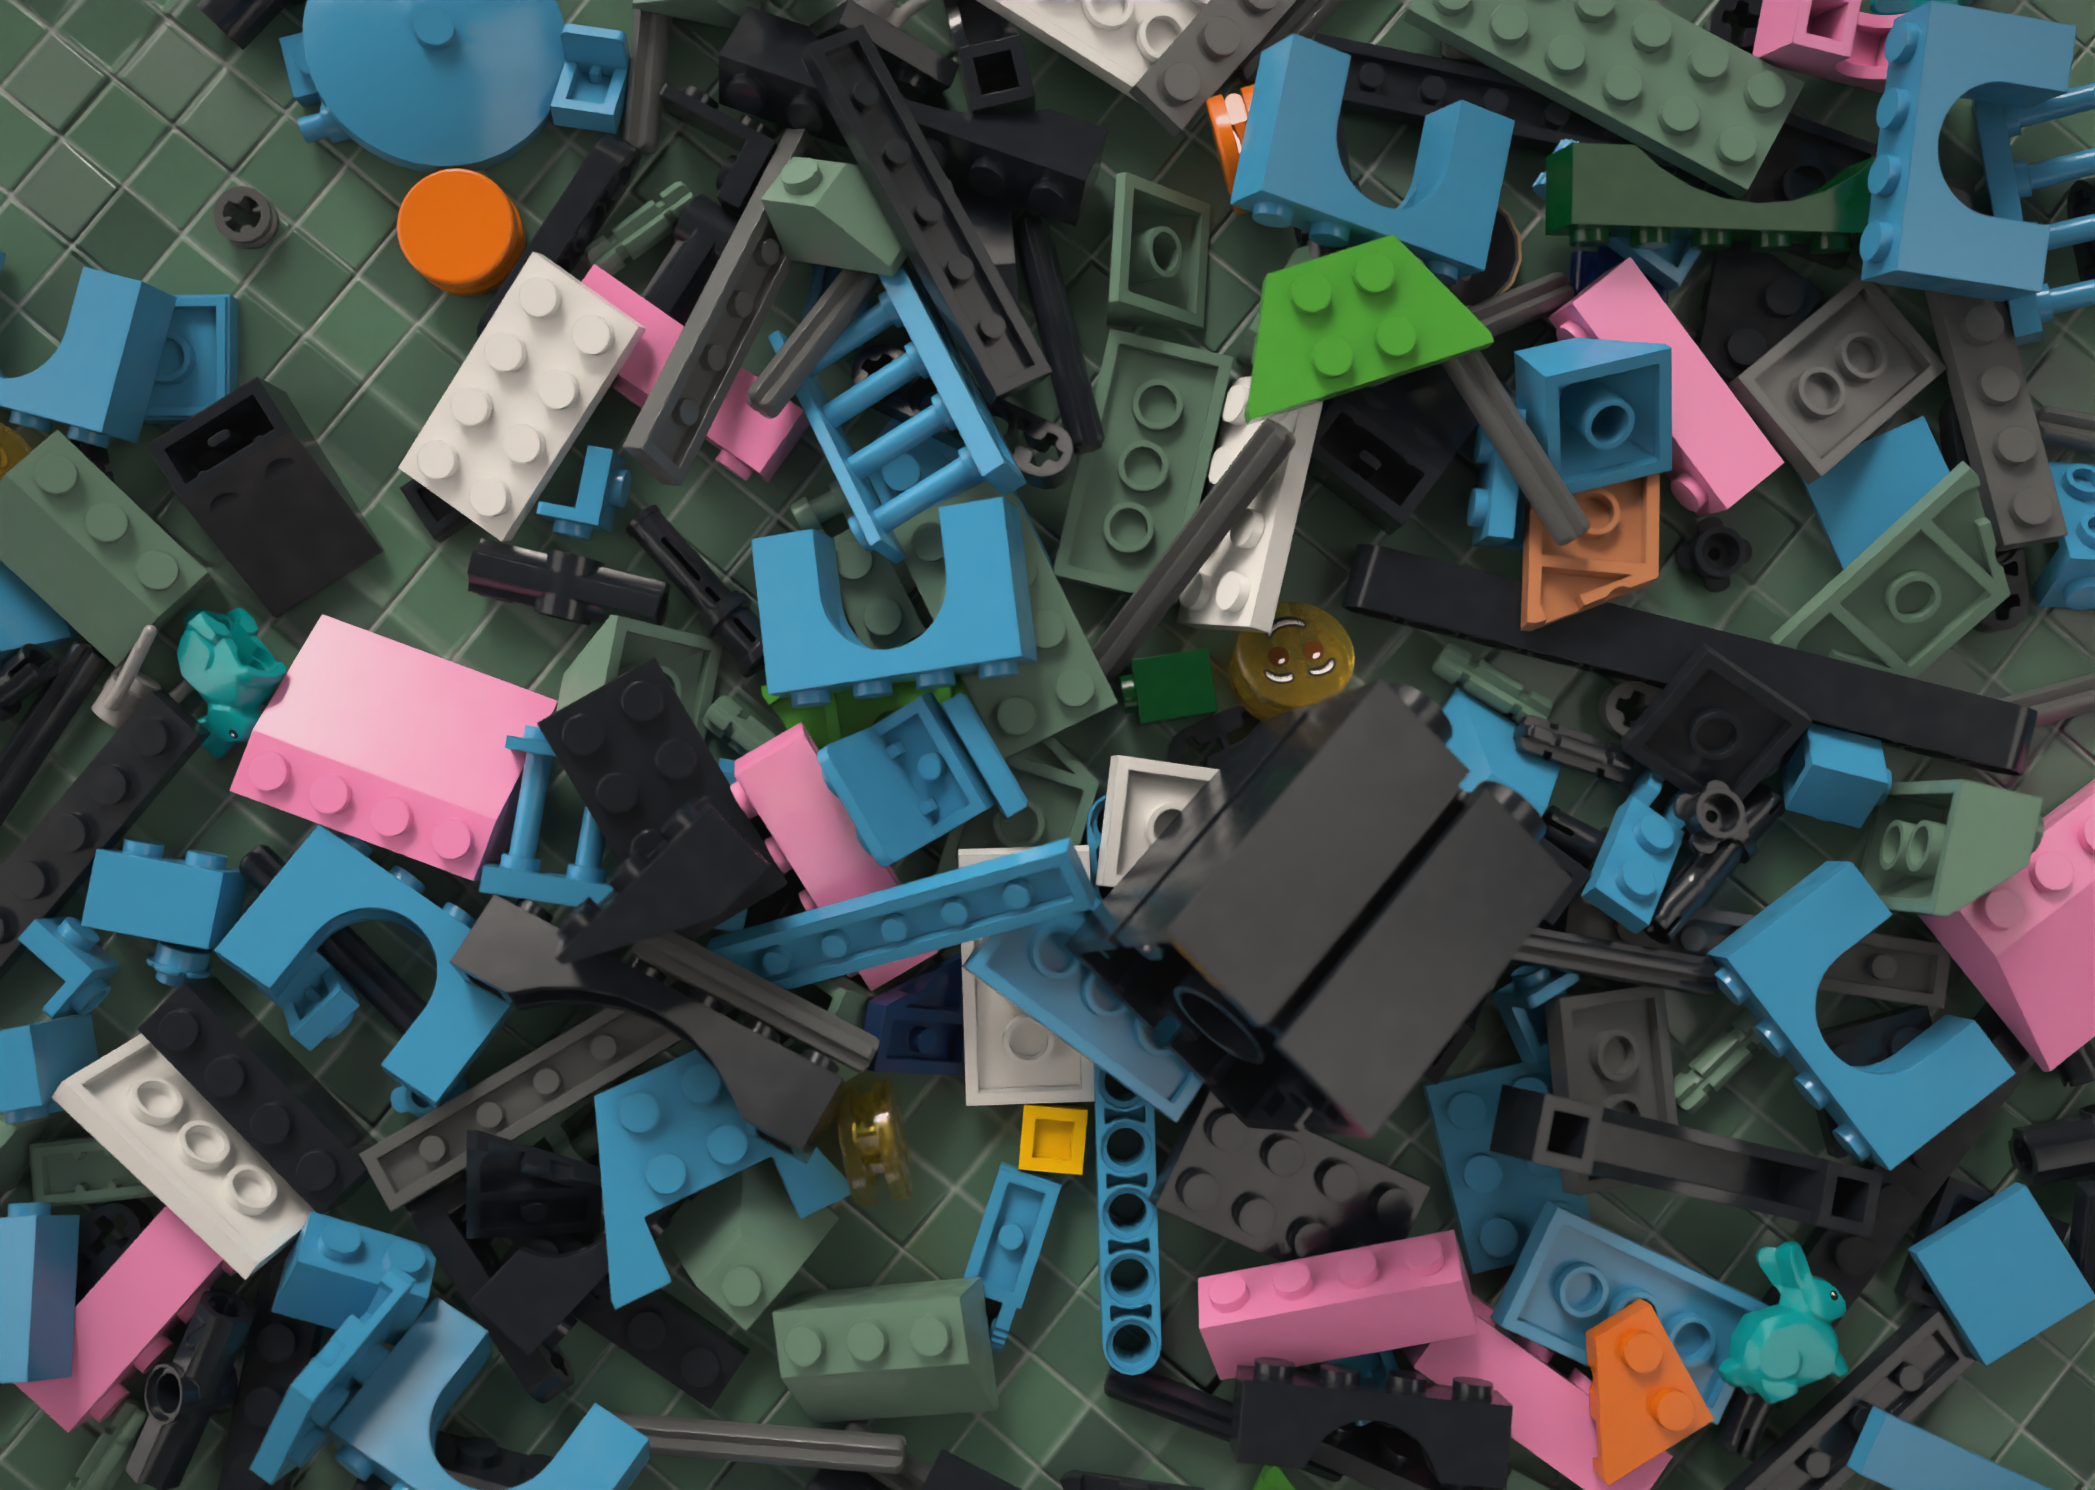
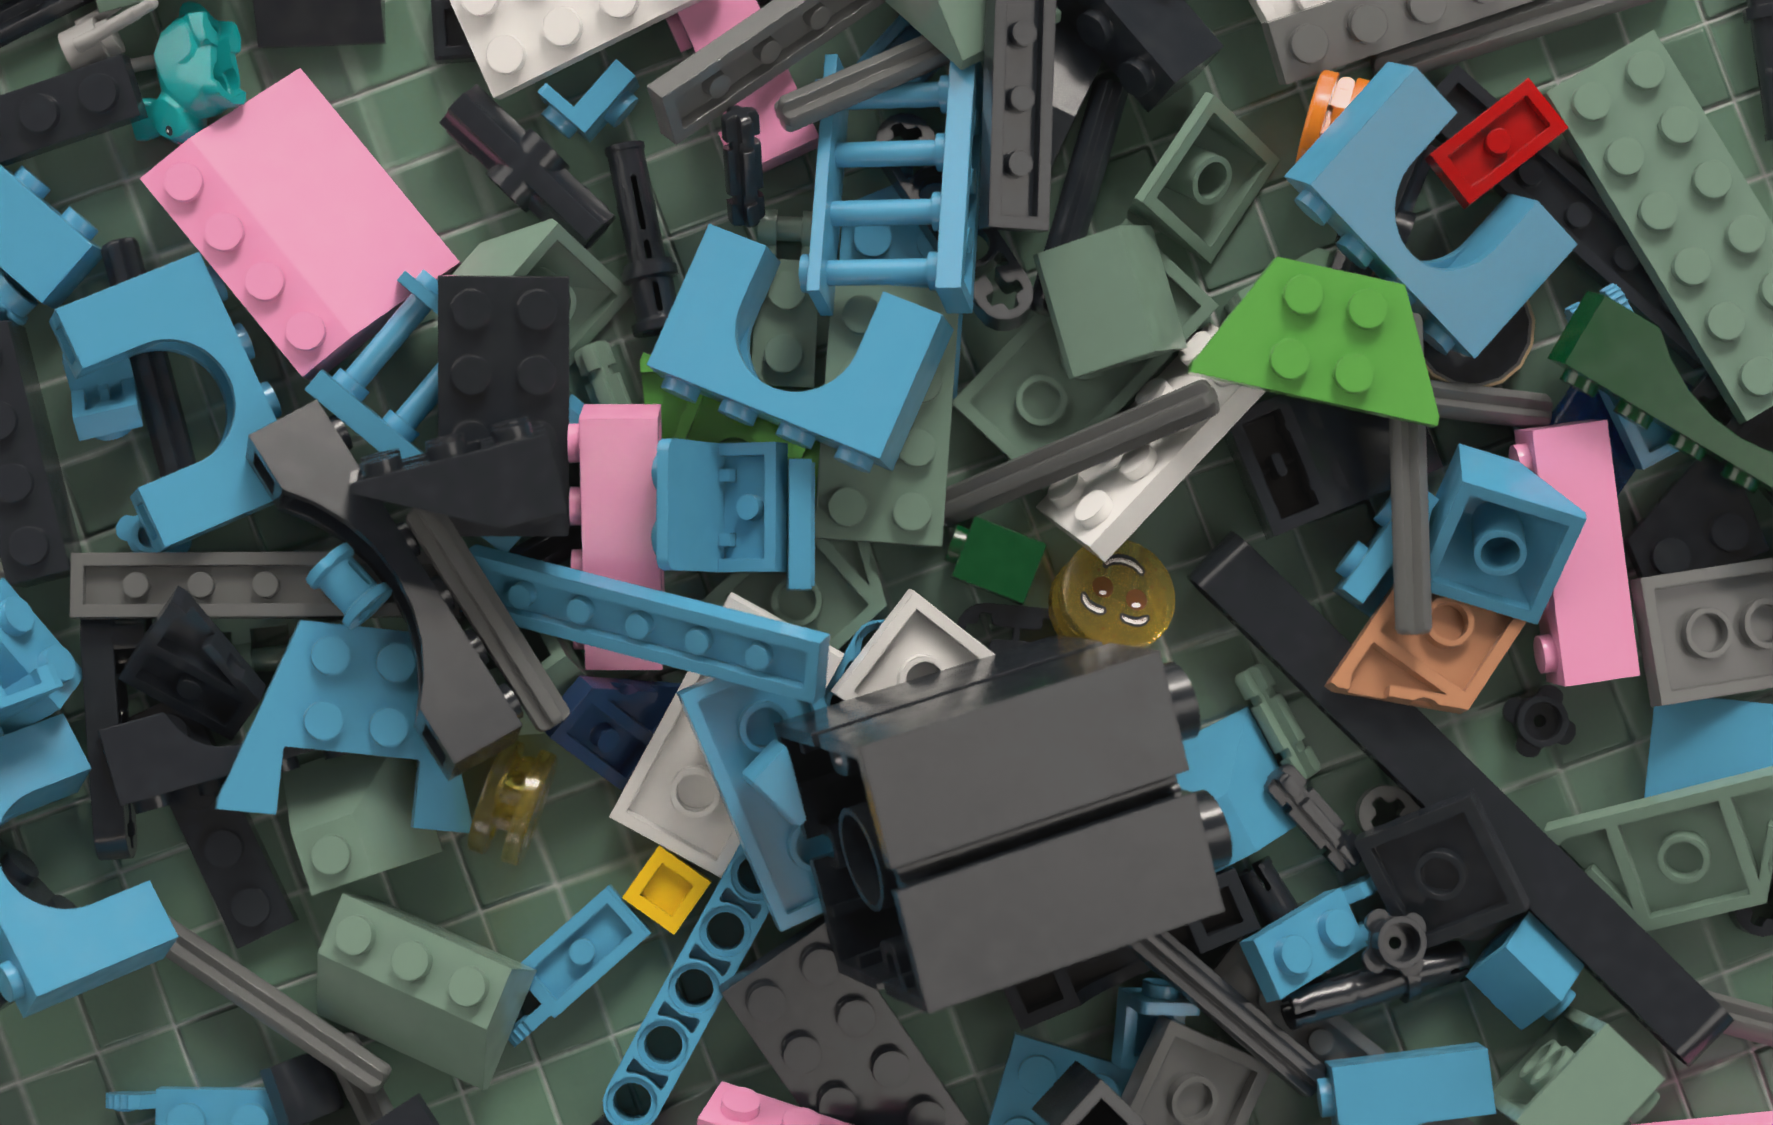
camera: 30 degrees right, 0 degrees up
(618, 1041) = (348, 585): none -> dark azure bush
(751, 472) = (743, 166): none -> black axle
(1095, 995) = (775, 782): none -> dark azure slope
(1137, 404) = (1109, 300): none -> sand green slope
(1392, 76) = (1496, 143): none -> red plate

